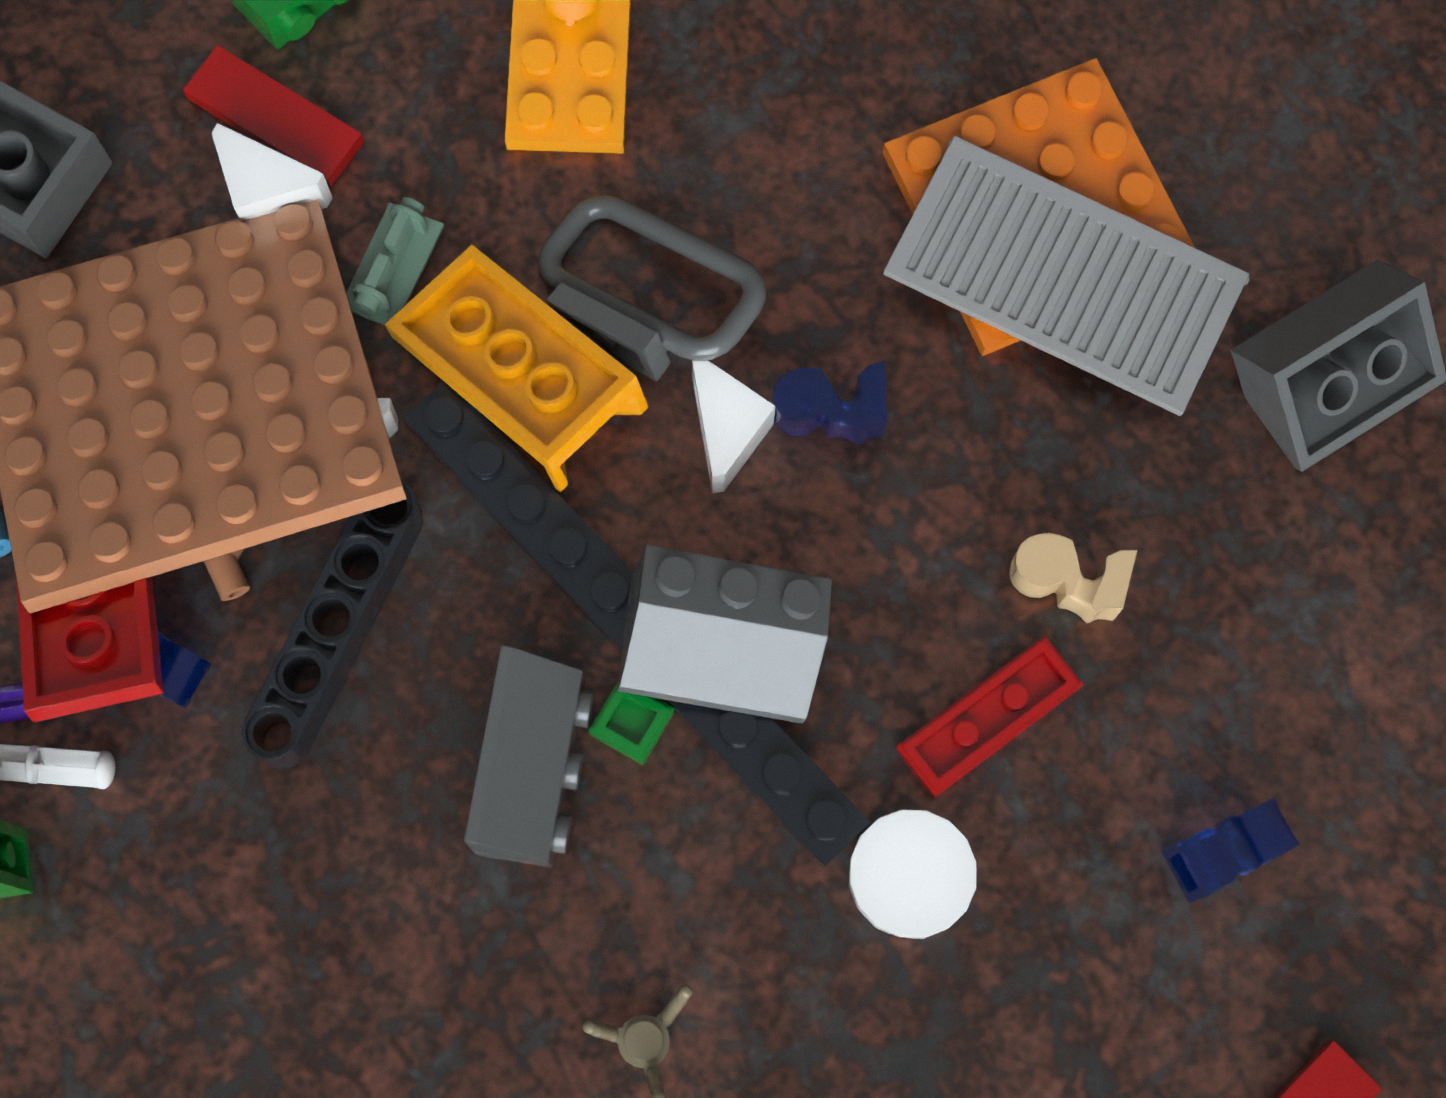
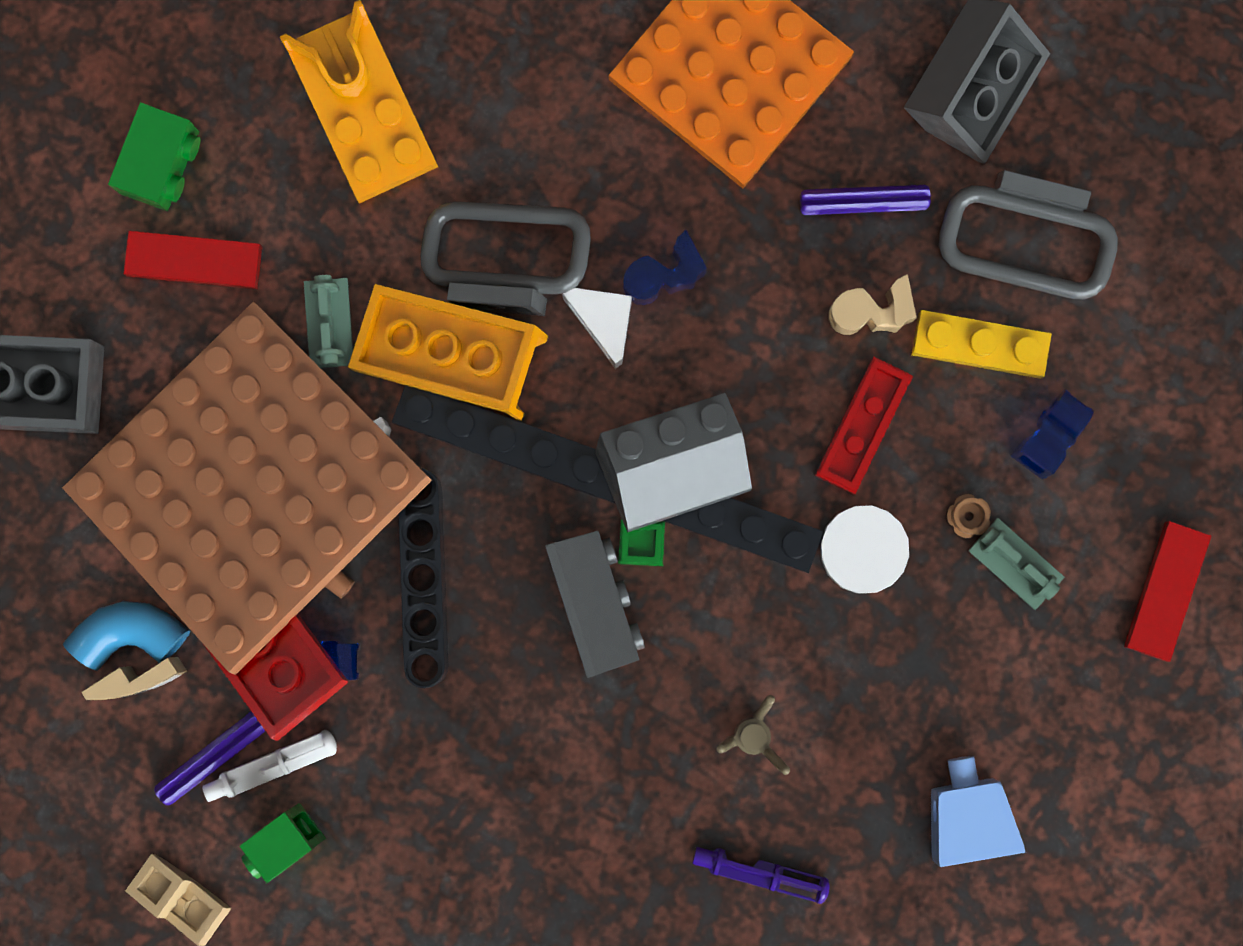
camera: 25 degrees left, 10 degrees up
(264, 179) = (213, 309): white slope -> none
(1067, 275) = (773, 109): light grey window -> none
(1087, 898) = (980, 512): none -> medium nougat plate
(1103, 995) = (1017, 564): none -> sand green hinge
(1128, 440) = (865, 199): none -> dark purple axle
(1191, 690) = (981, 344): none -> yellow plate
(1350, 543) = (1037, 199): none -> dark grey bar

